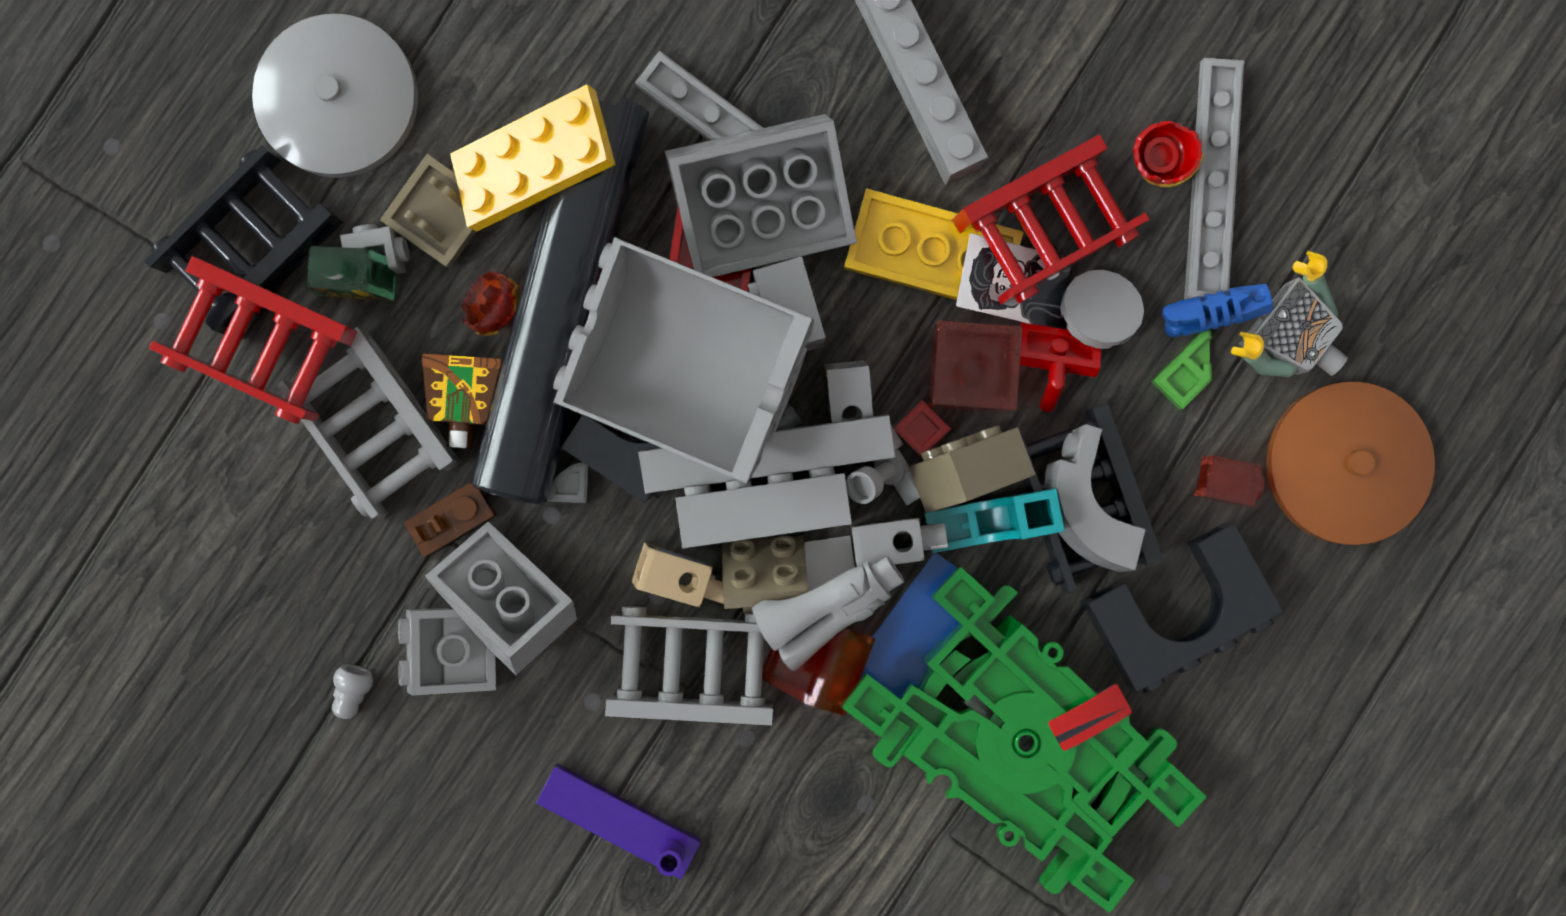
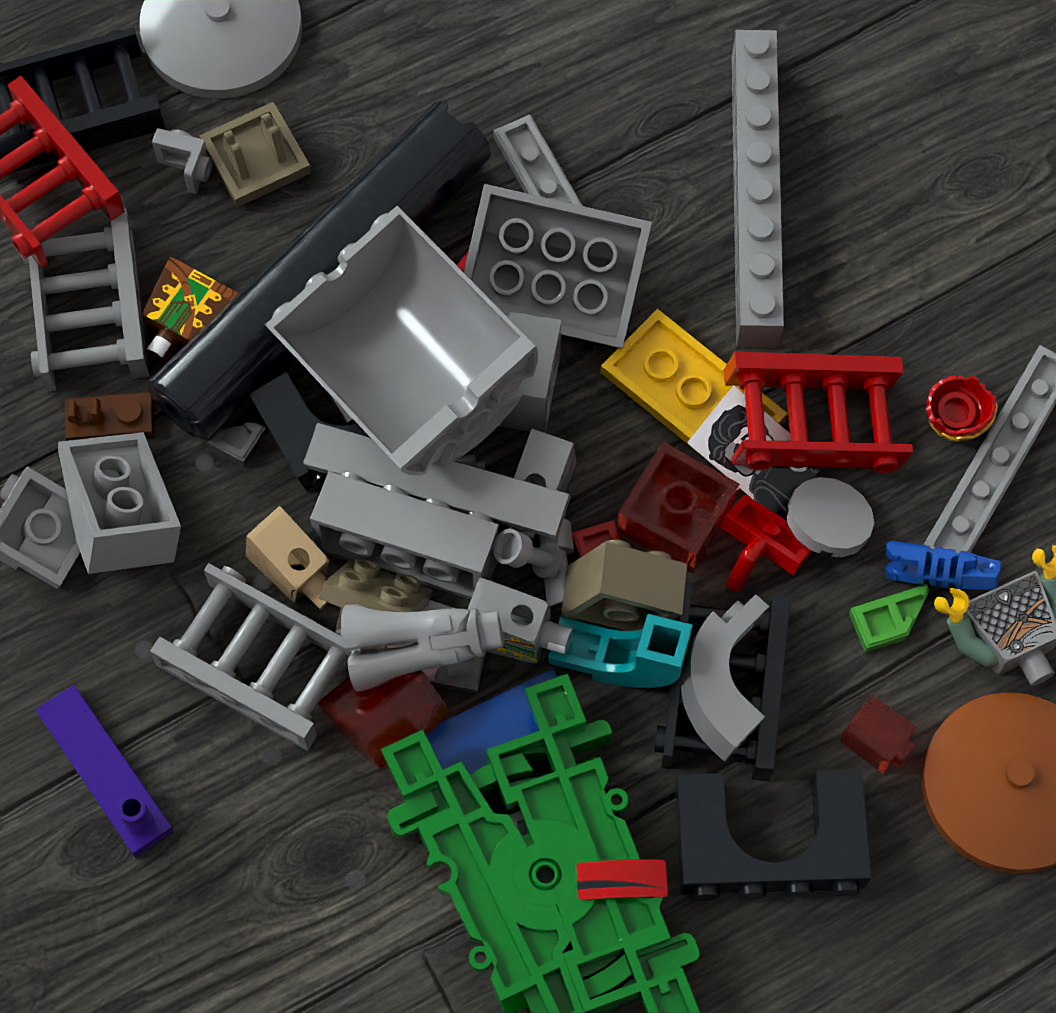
camera: 25 degrees right, 20 degrees down
(347, 273) = (141, 160): clear green torso -> none
(490, 303) = (255, 248): clear red hair -> none
(532, 158) = (363, 136): yellow plate -> none

